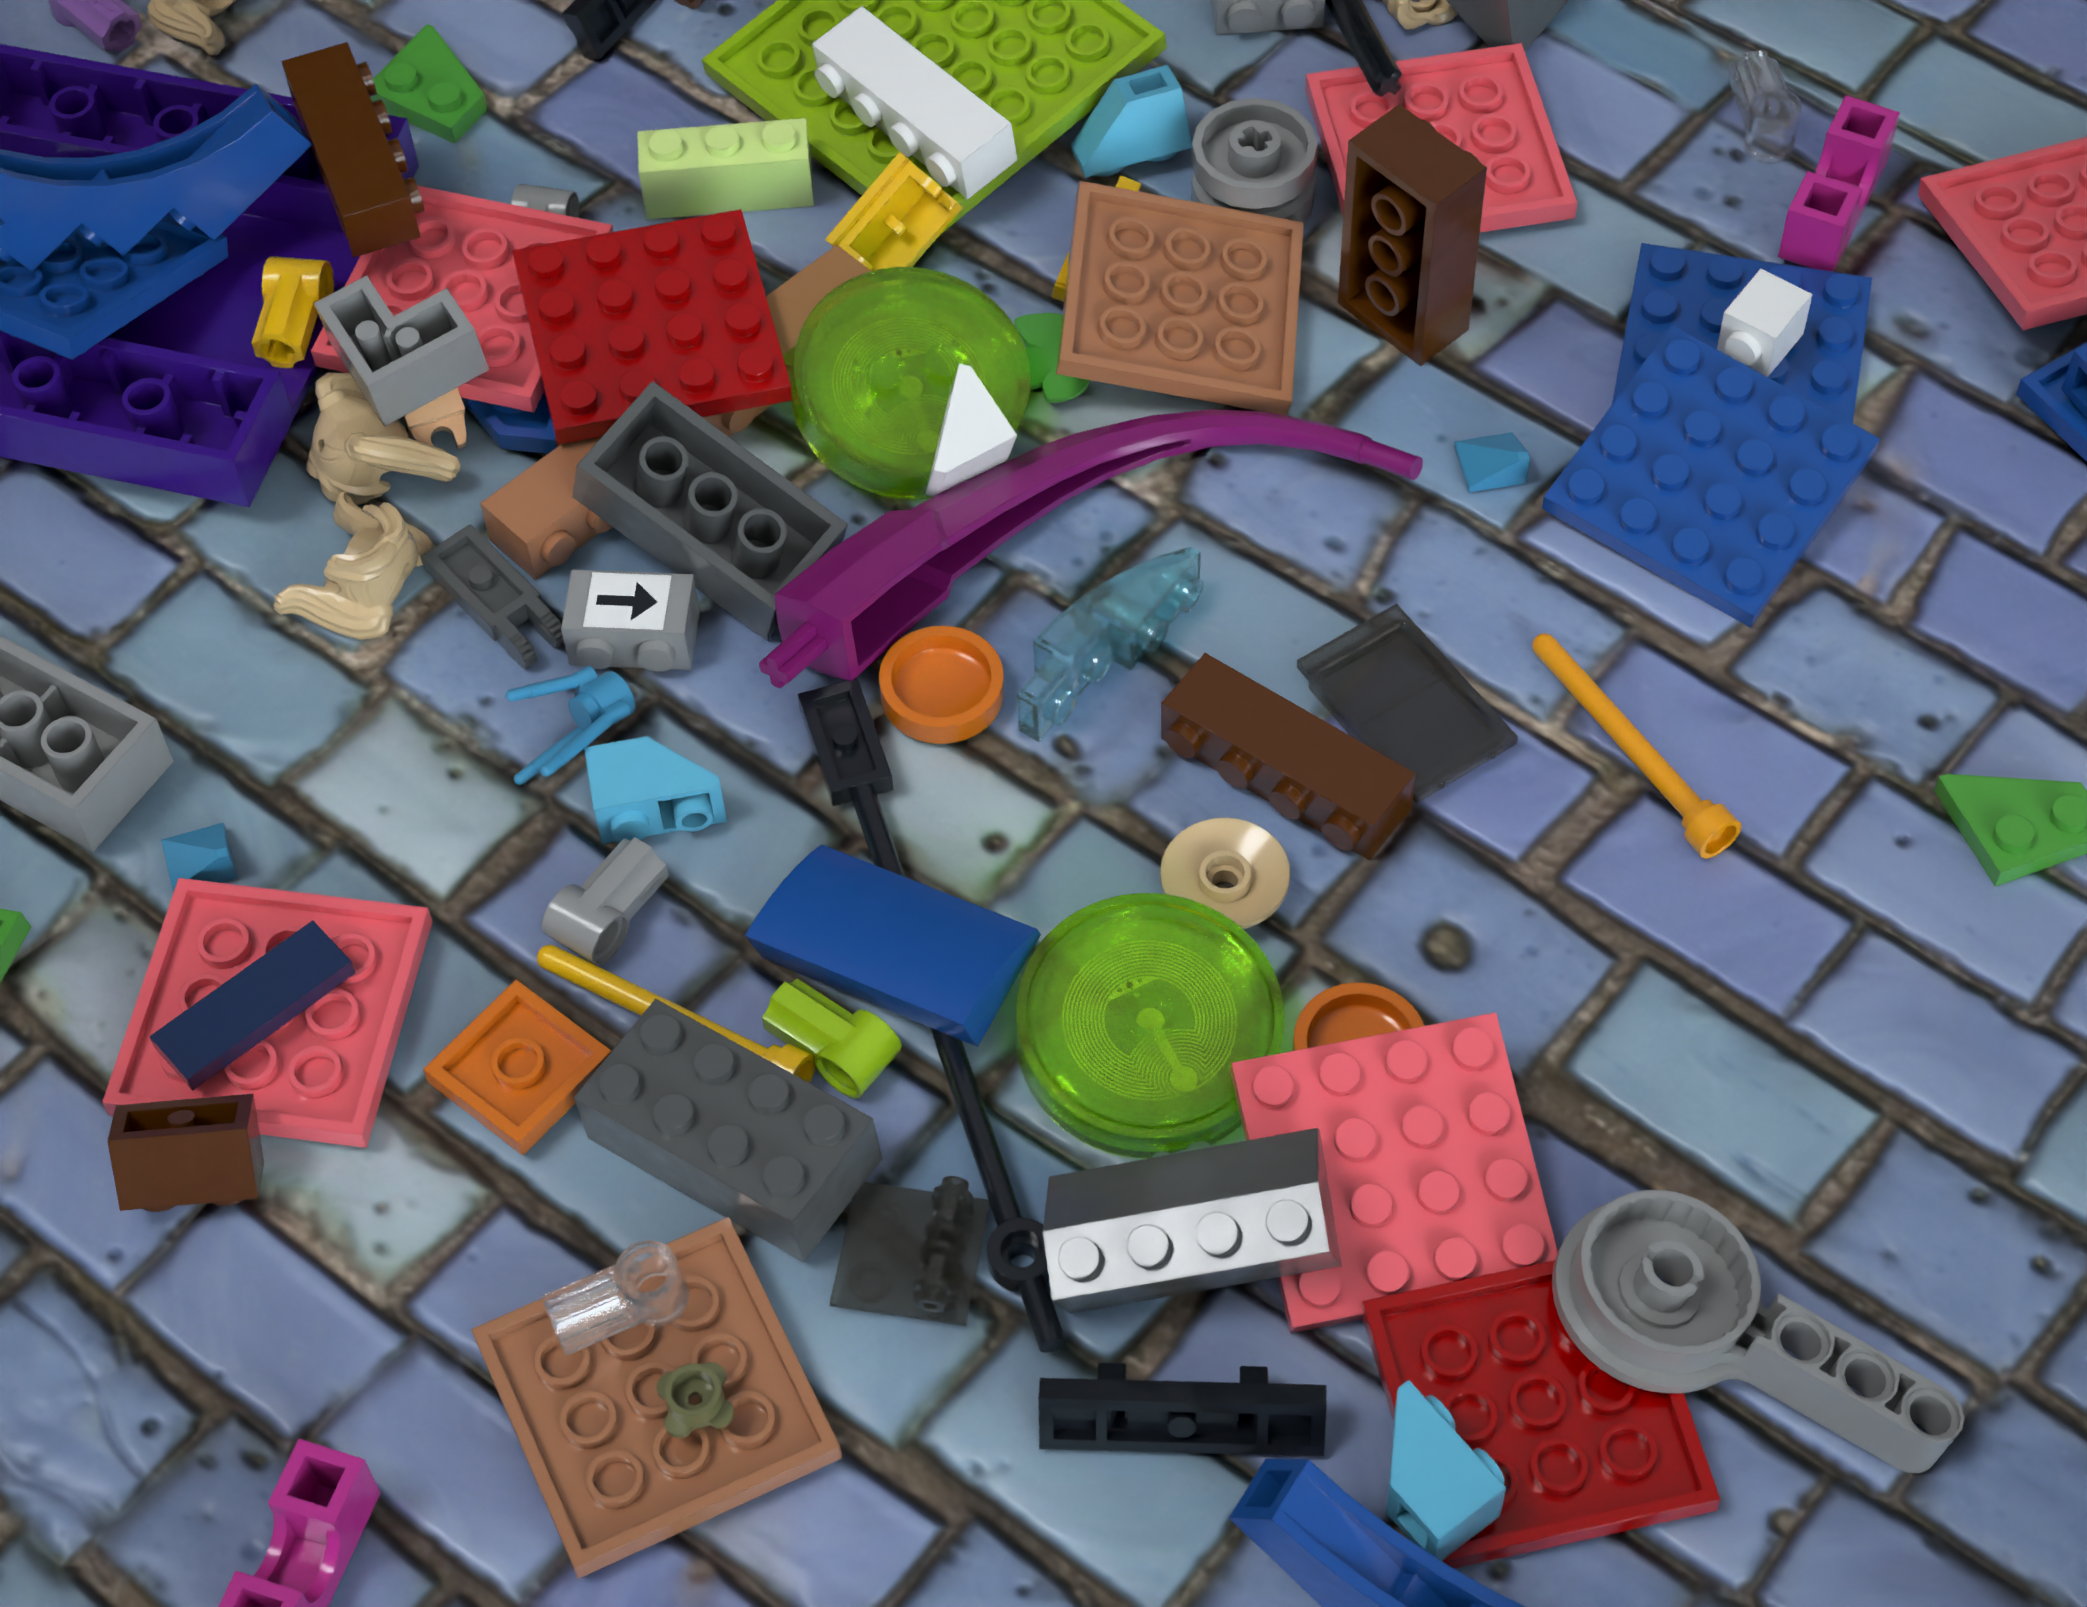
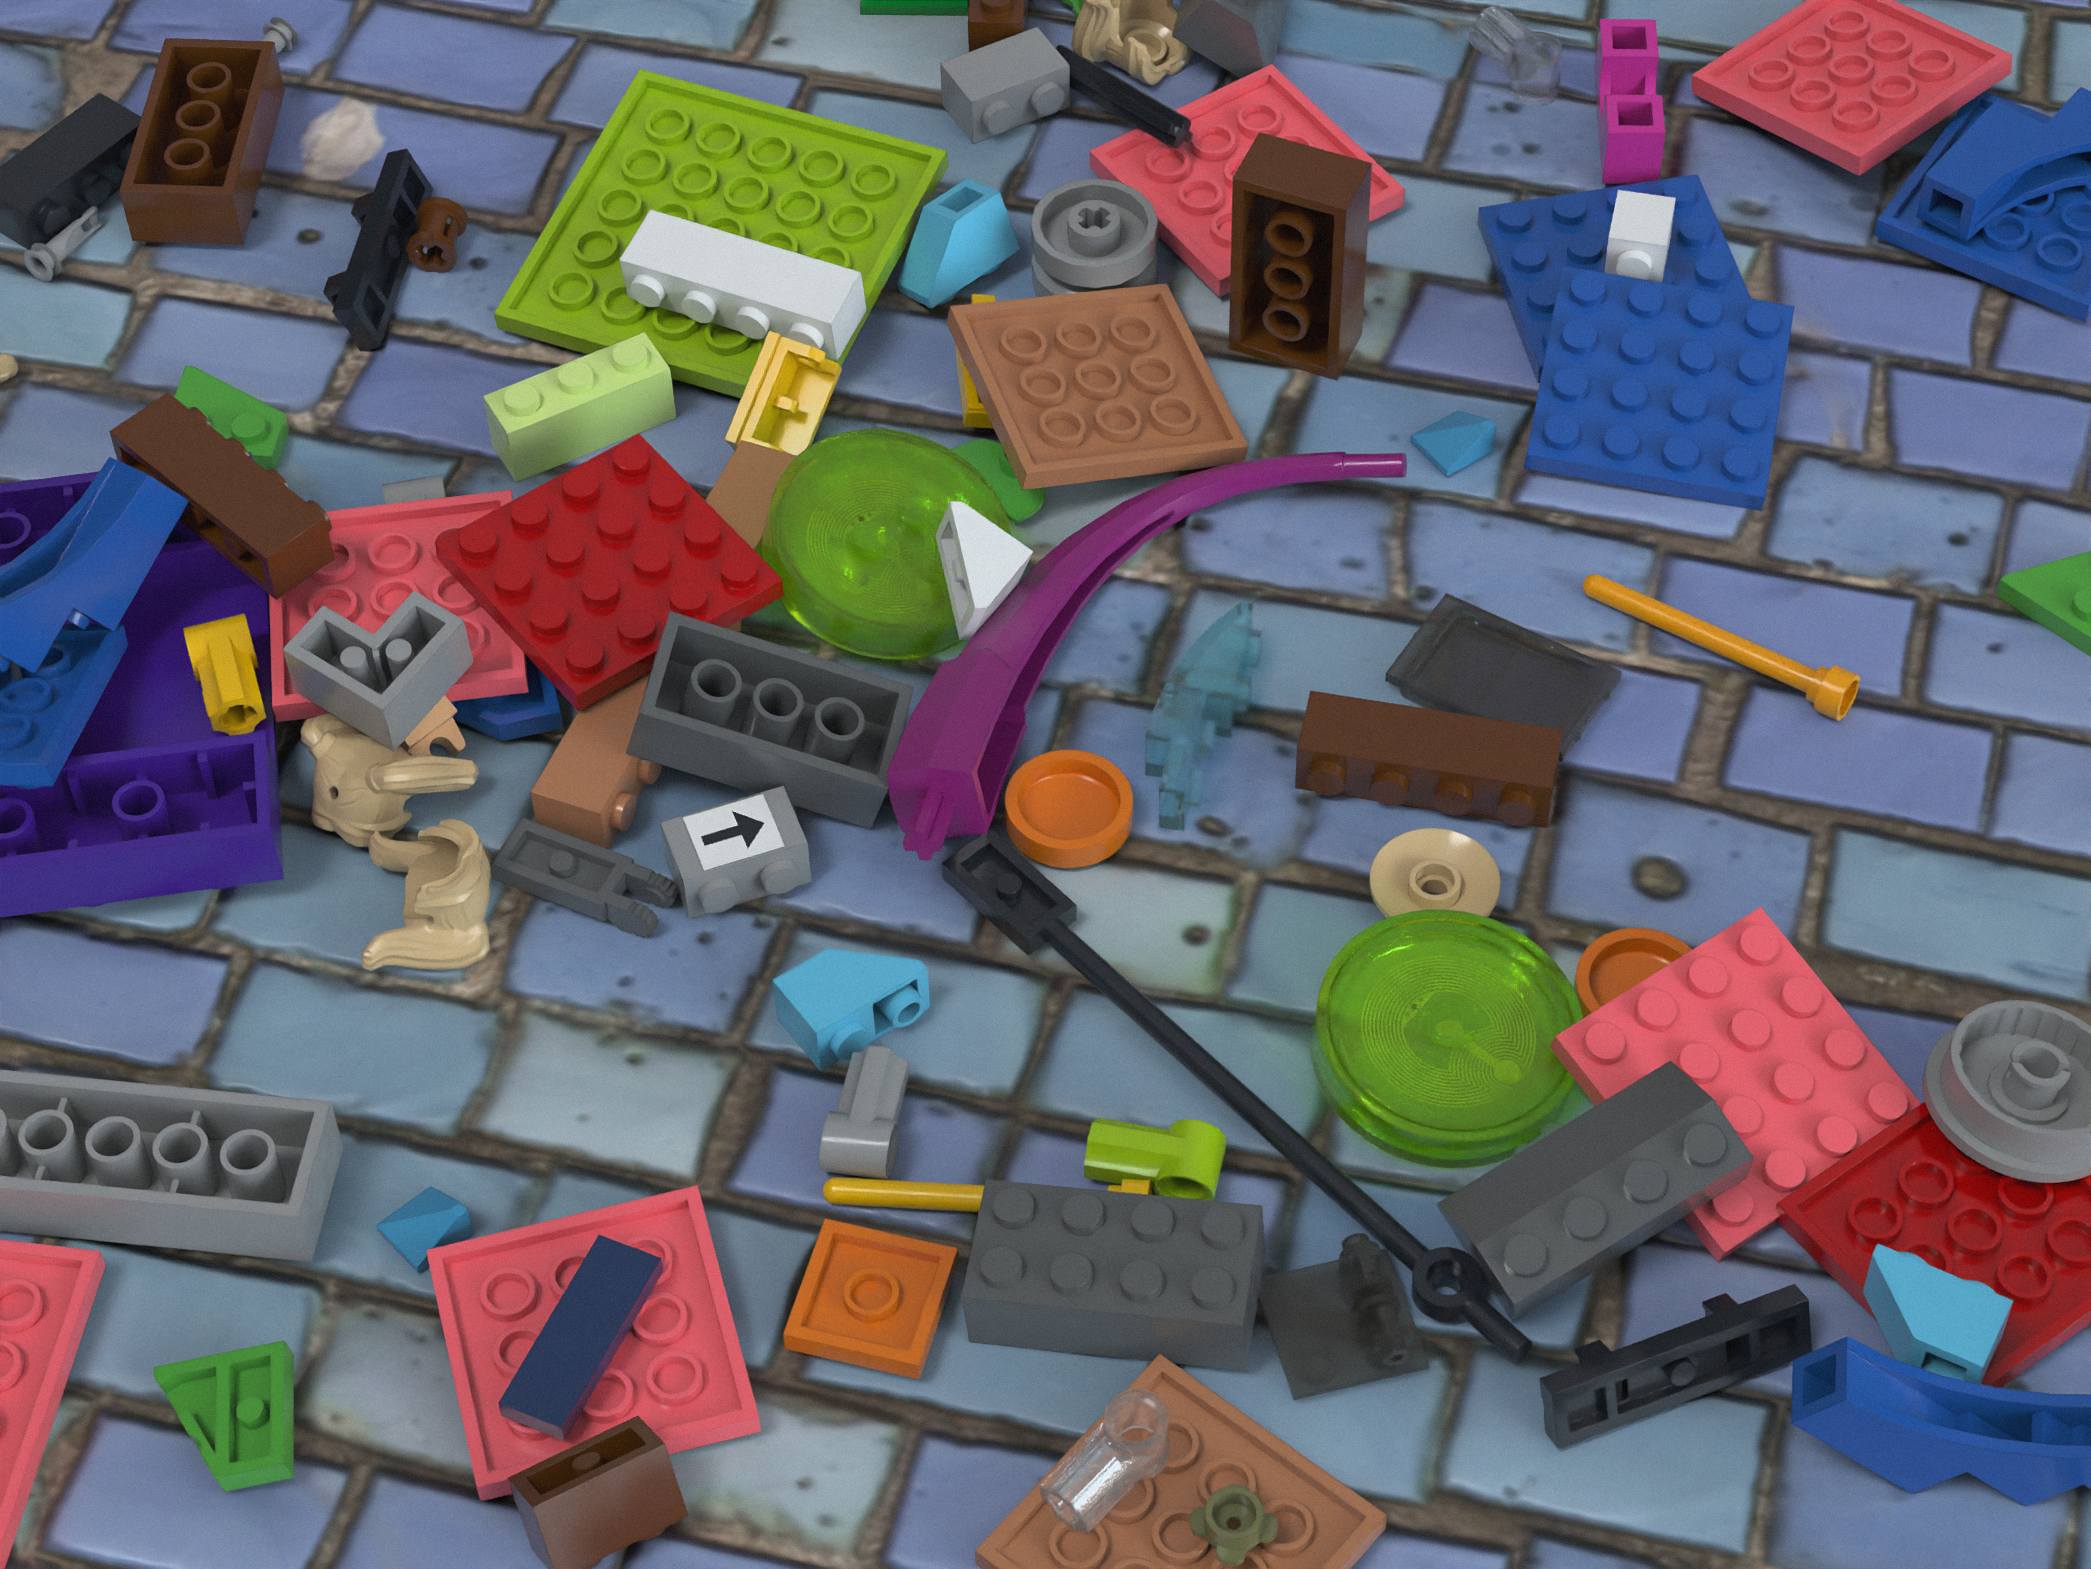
camera: 25 degrees left, 5 degrees down
(596, 707) = (753, 940): dark azure plant -> none
(893, 942) = (1171, 1051): blue slope -> none

